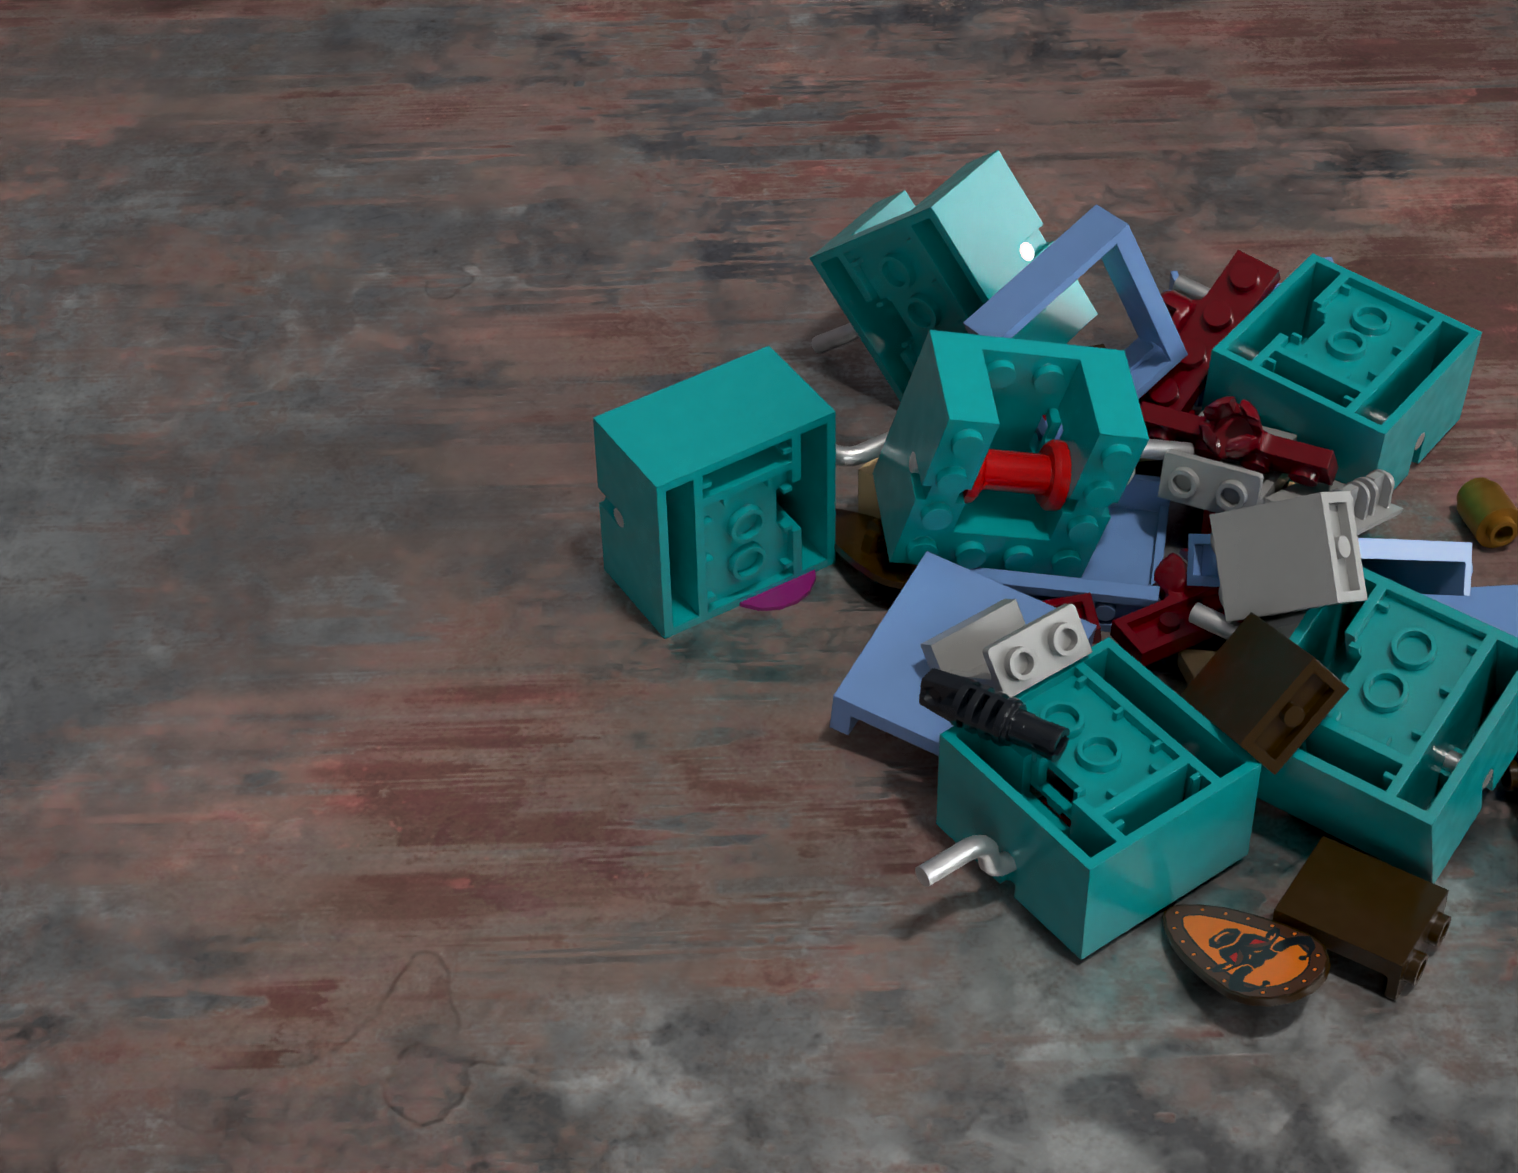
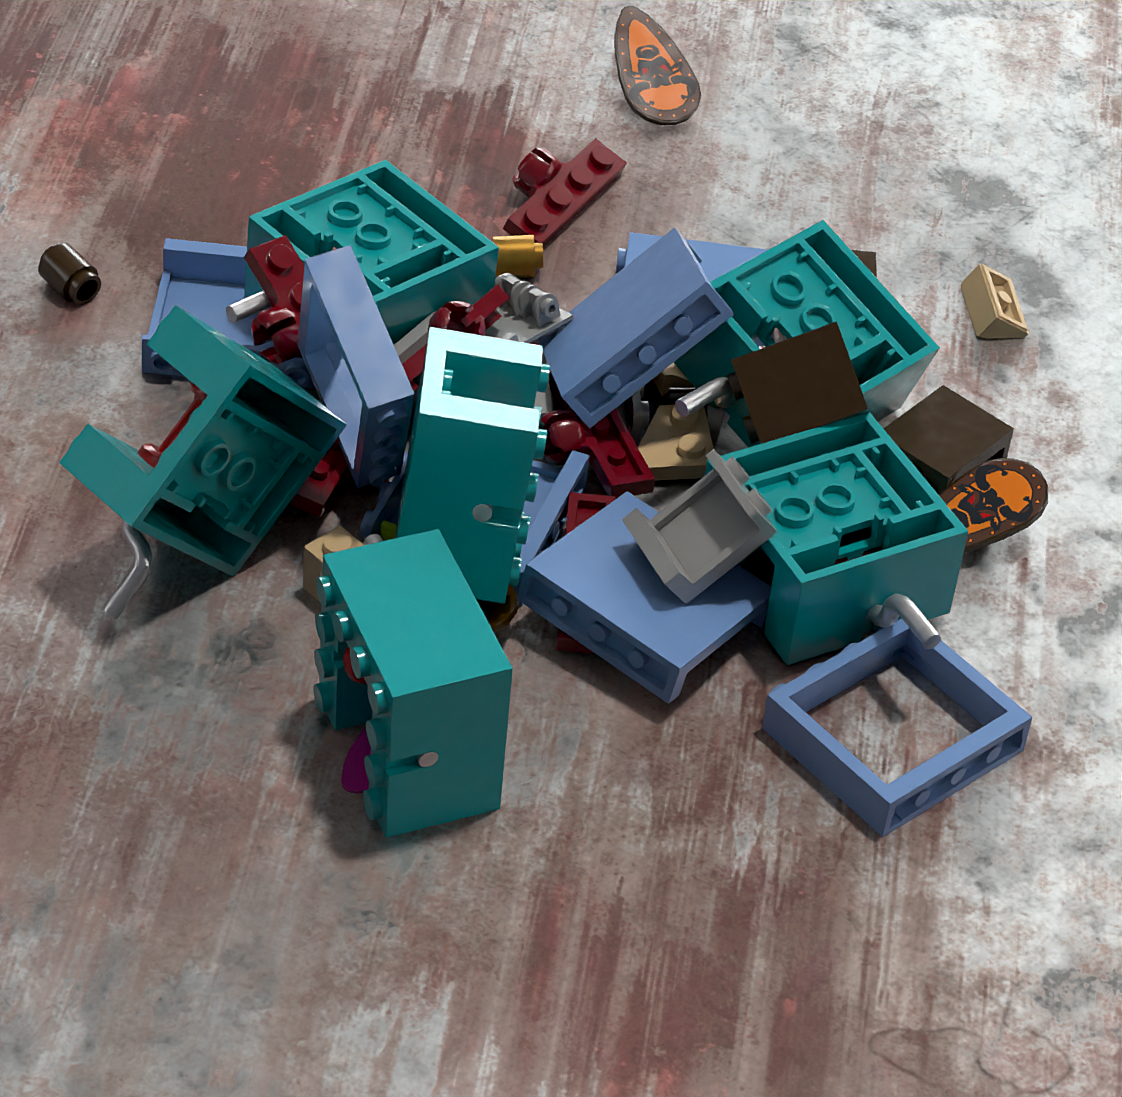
camera: 85 degrees left, 0 degrees up
(822, 978) = (896, 803): none -> medium blue window
(990, 714) = (804, 539): black hinge -> none
(1264, 224) = (69, 273): none -> dark brown brick
(1288, 555) = (702, 315): light grey panel -> none

